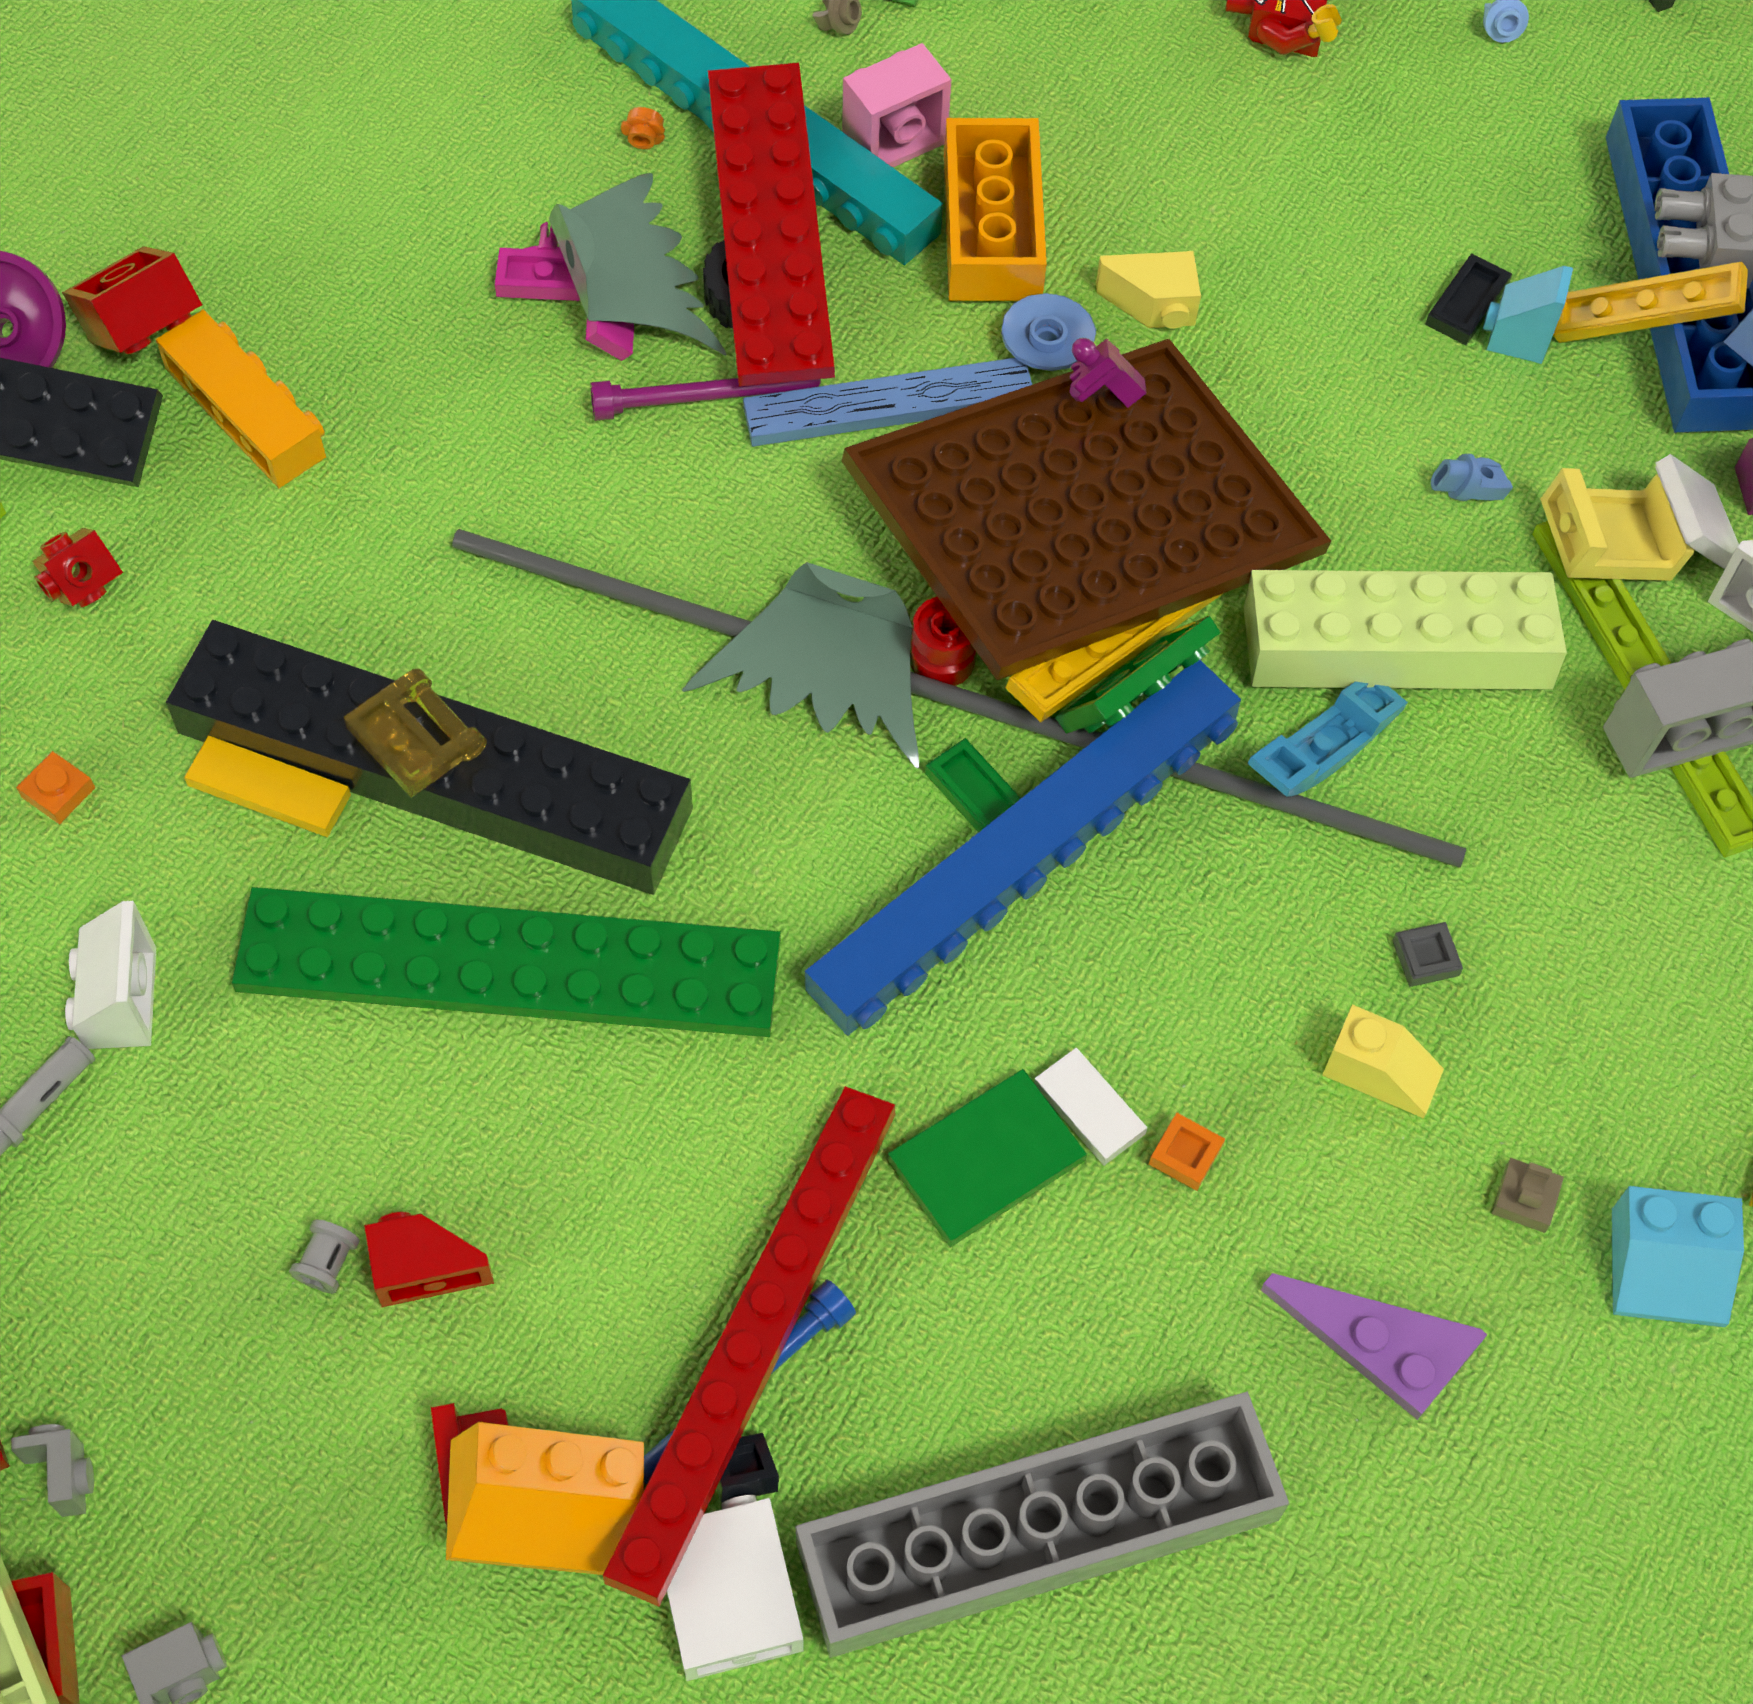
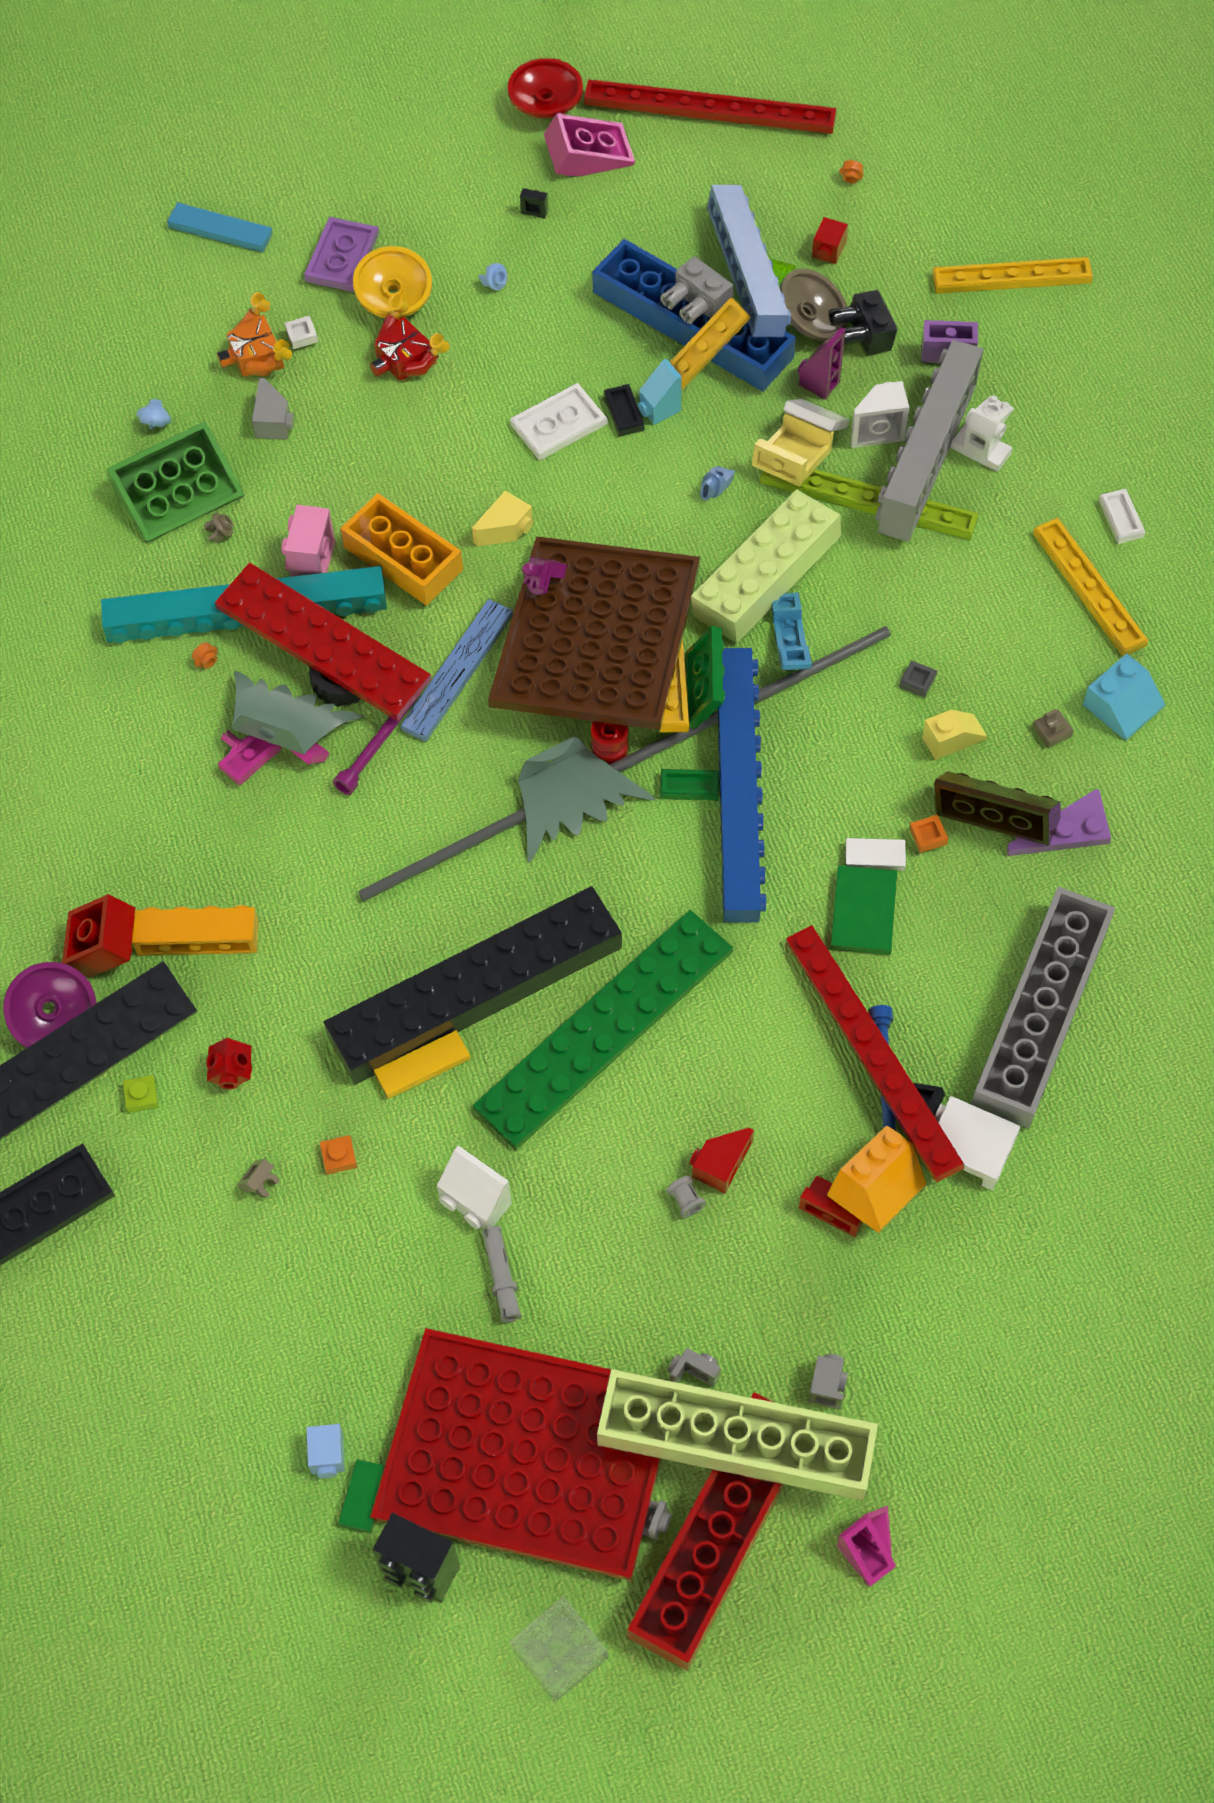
camera: 45 degrees left, 0 degrees up
(403, 743) = (472, 983): clear yellow plate -> none
(1043, 329) = (486, 571): medium blue dish -> none
(1311, 1209) = (997, 807): none -> dark brown slope
(1372, 242) = (558, 421): none -> white tile

